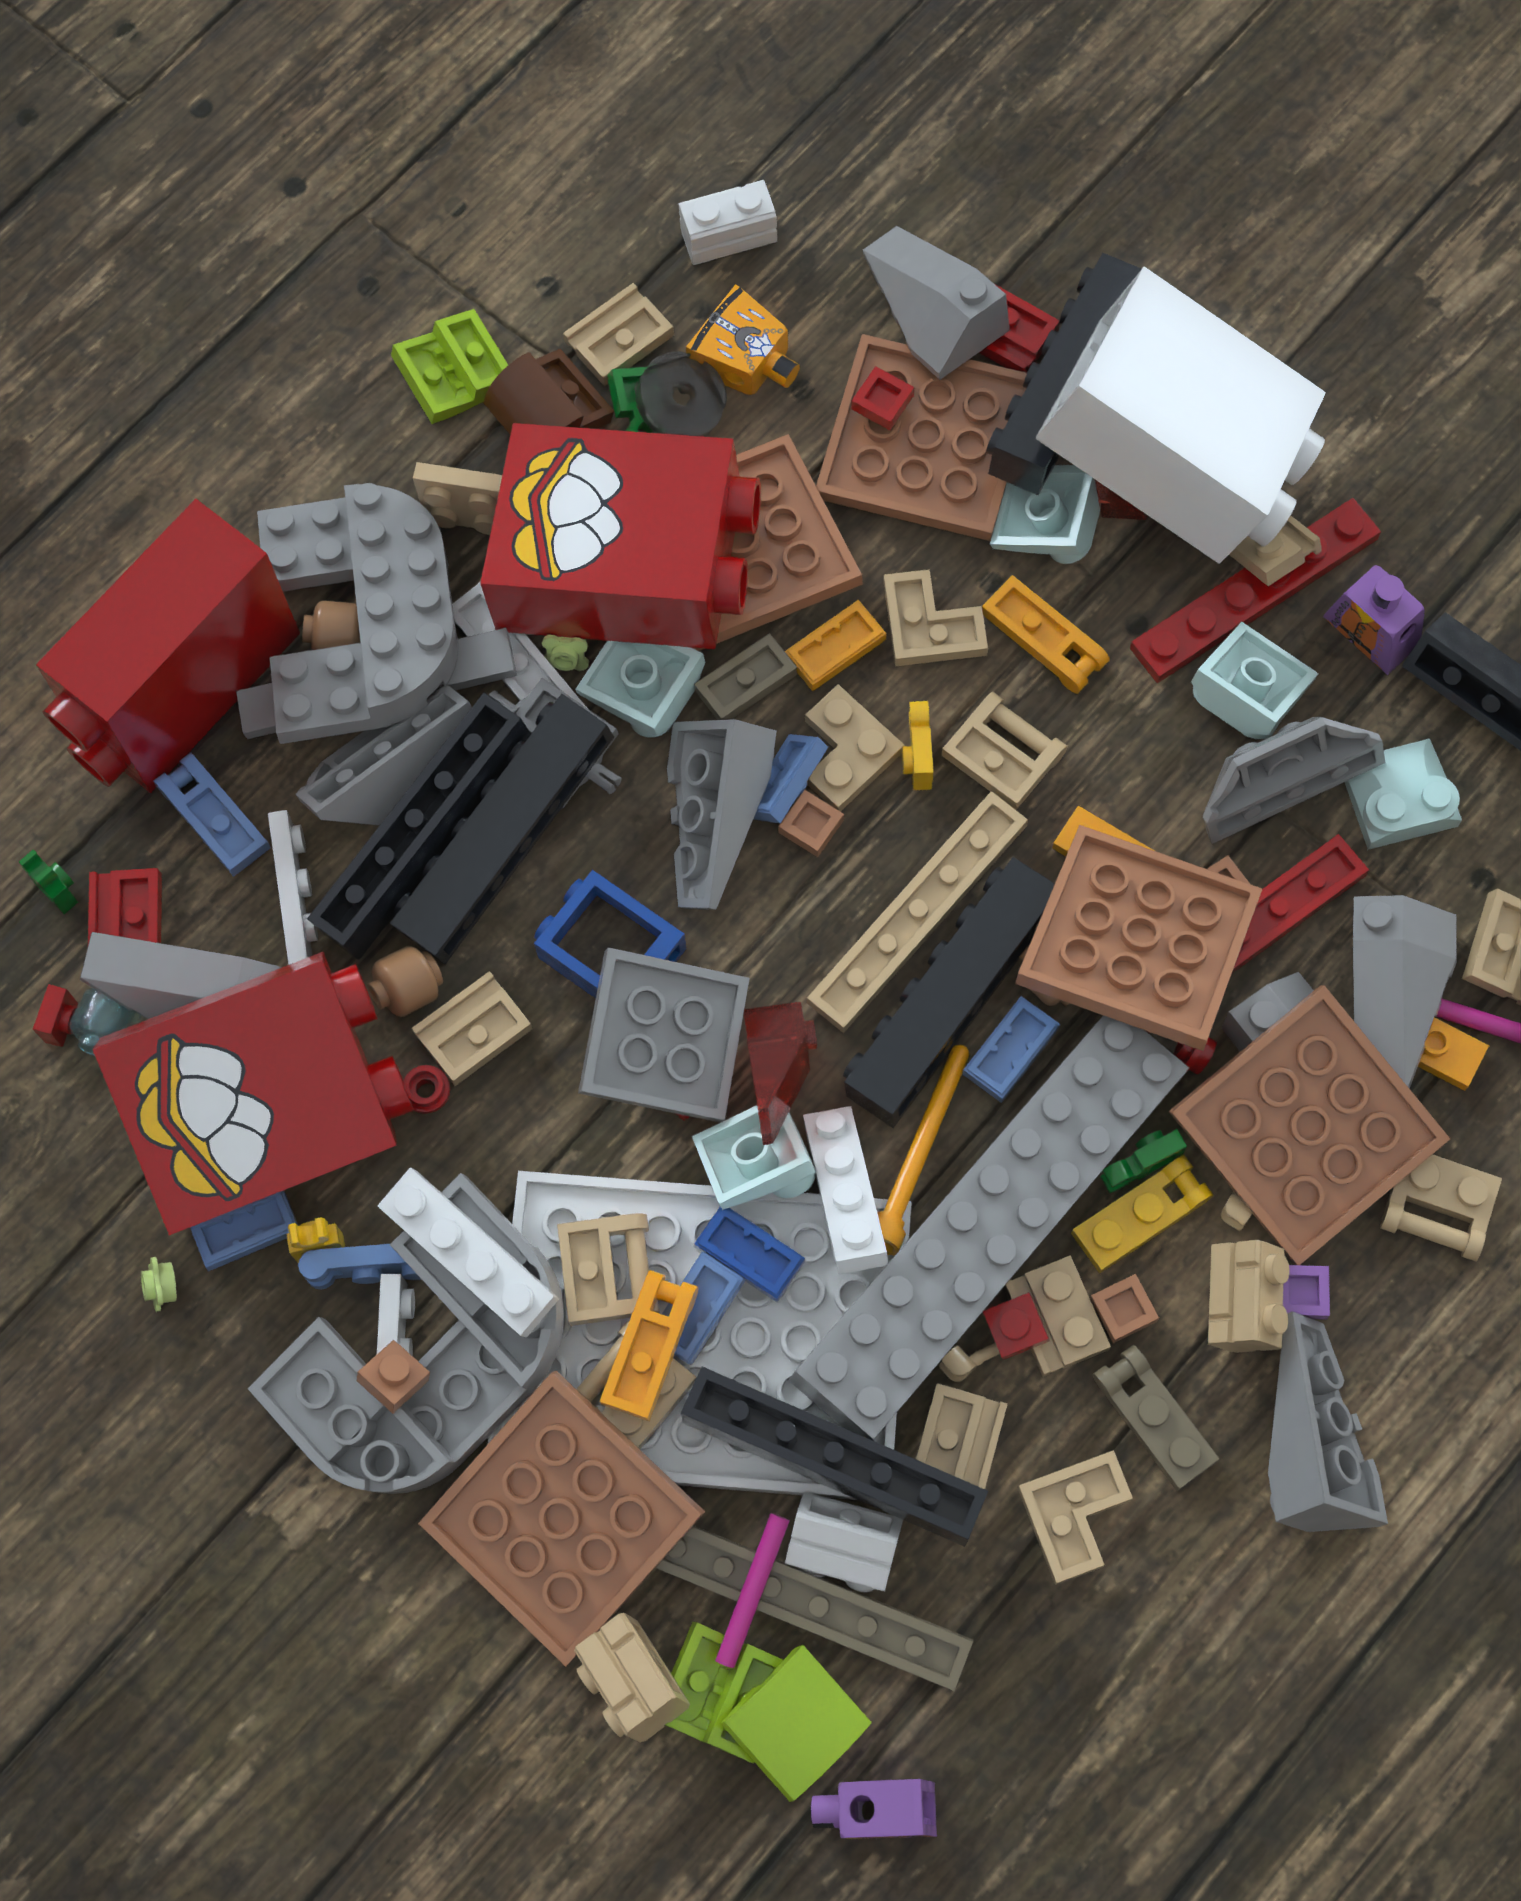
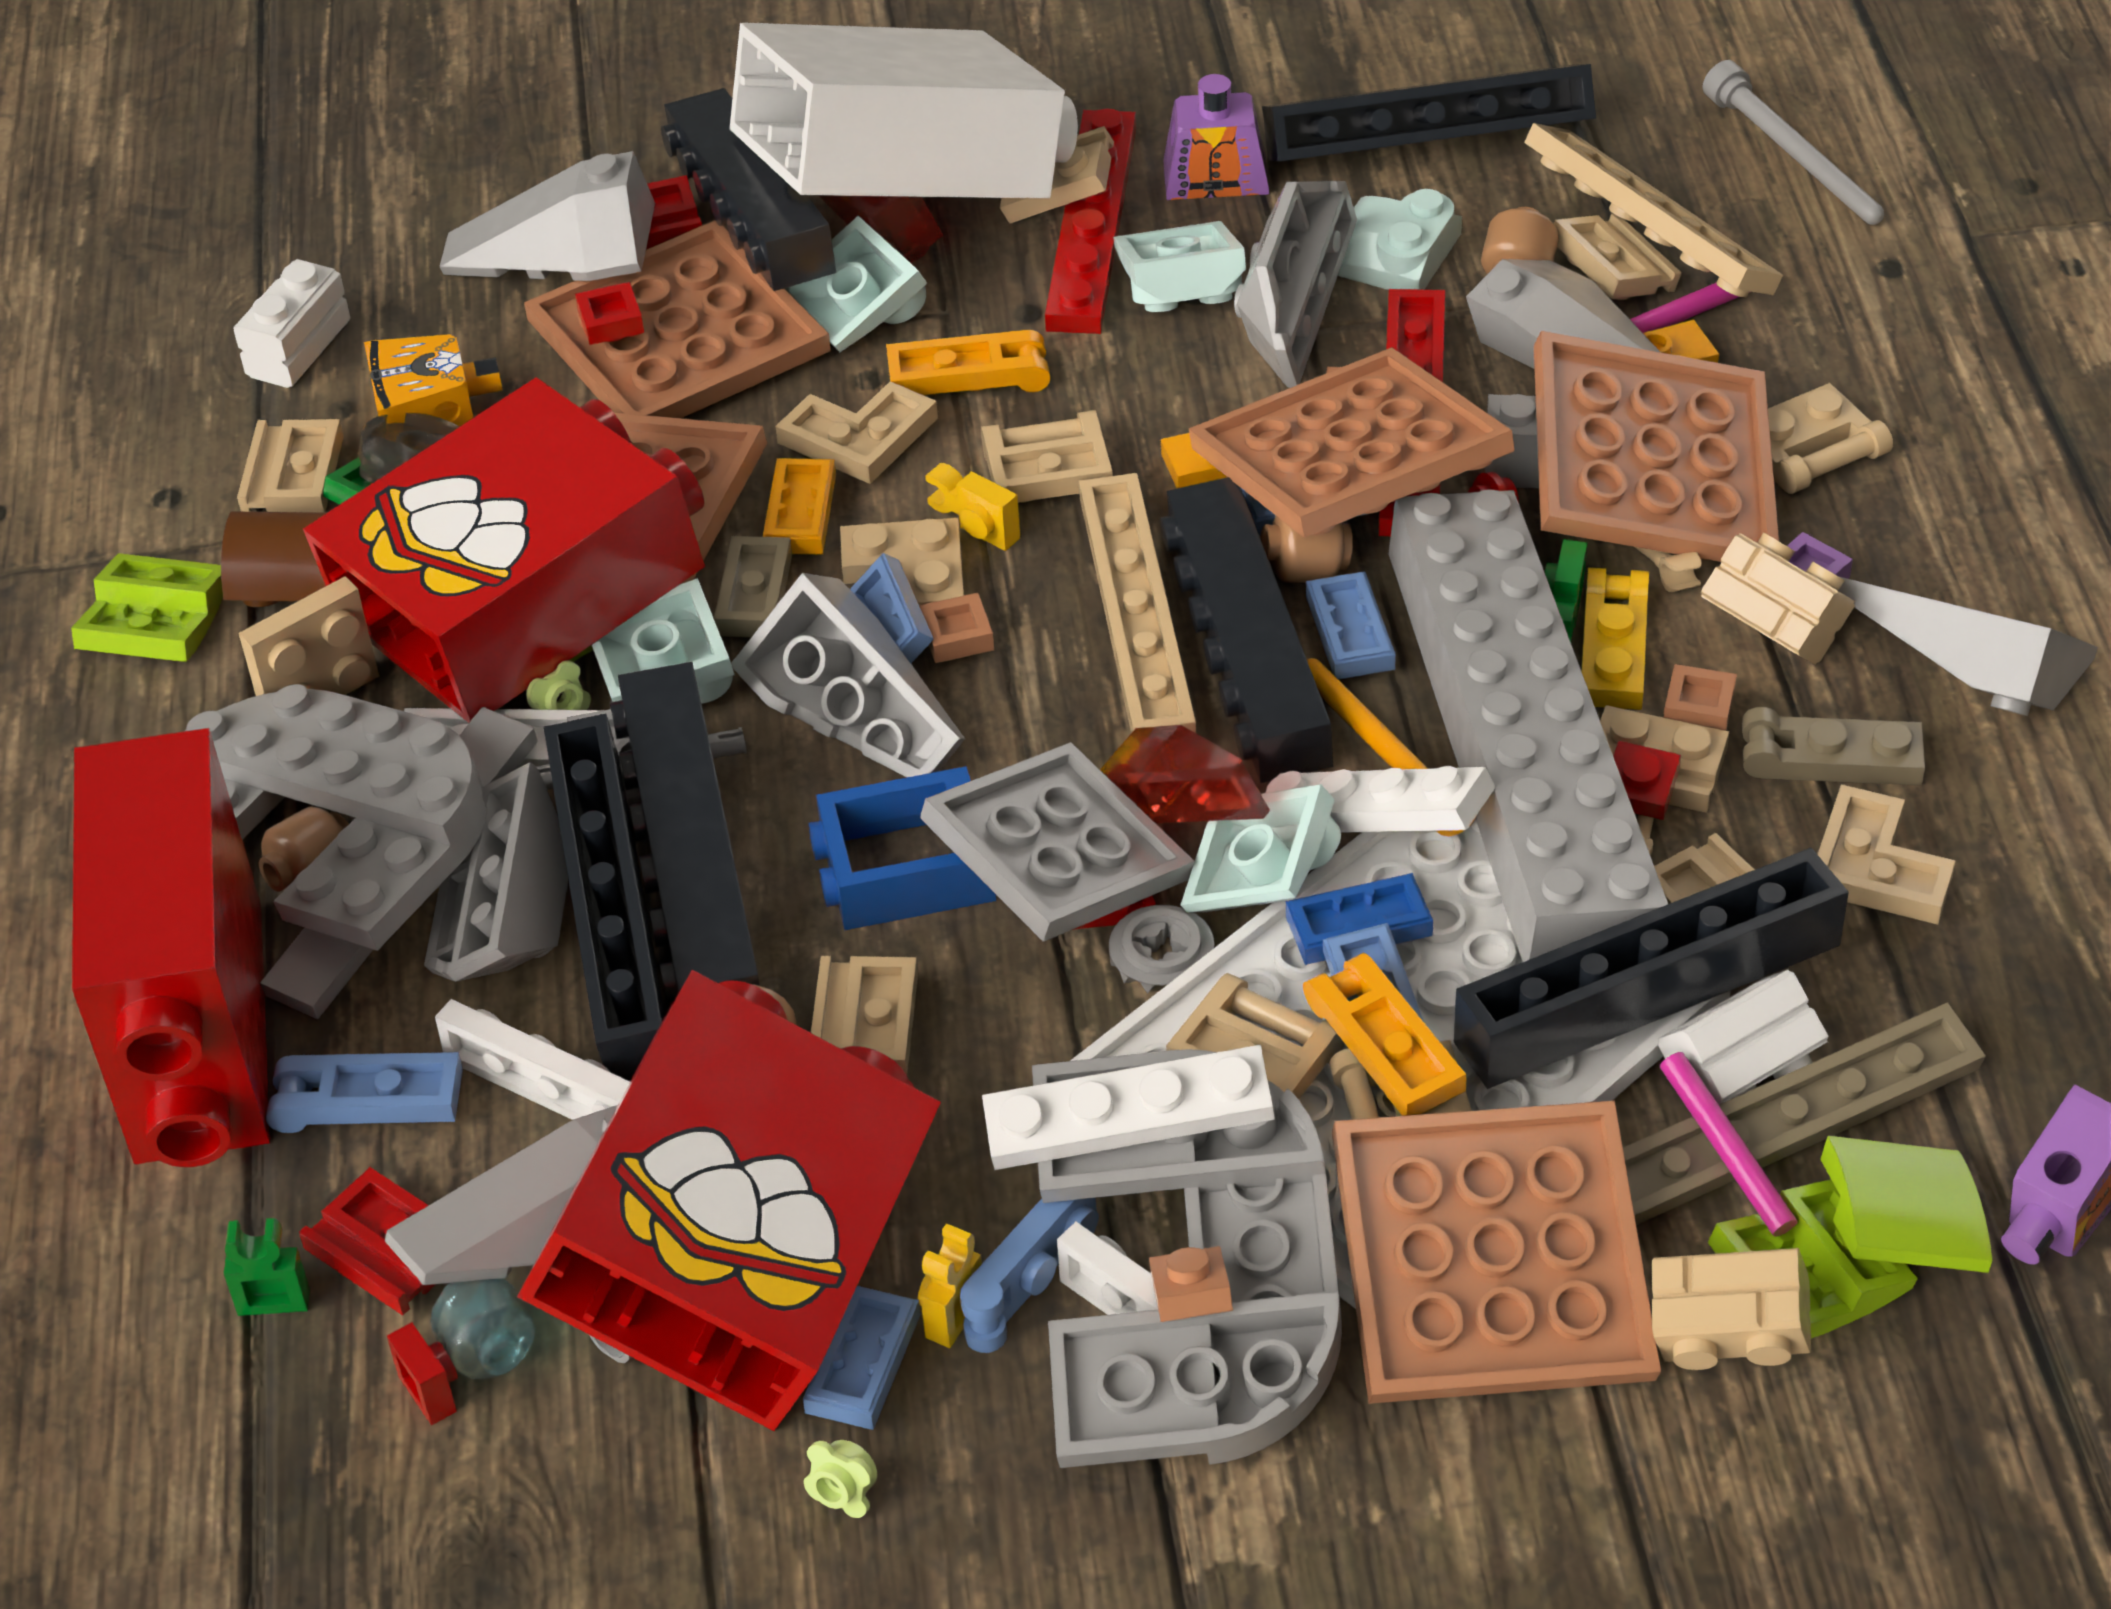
camera: 50 degrees left, 25 degrees down
(669, 1128) = (1144, 933): none -> light grey gear
(1457, 882) = (1520, 235): none -> medium nougat head

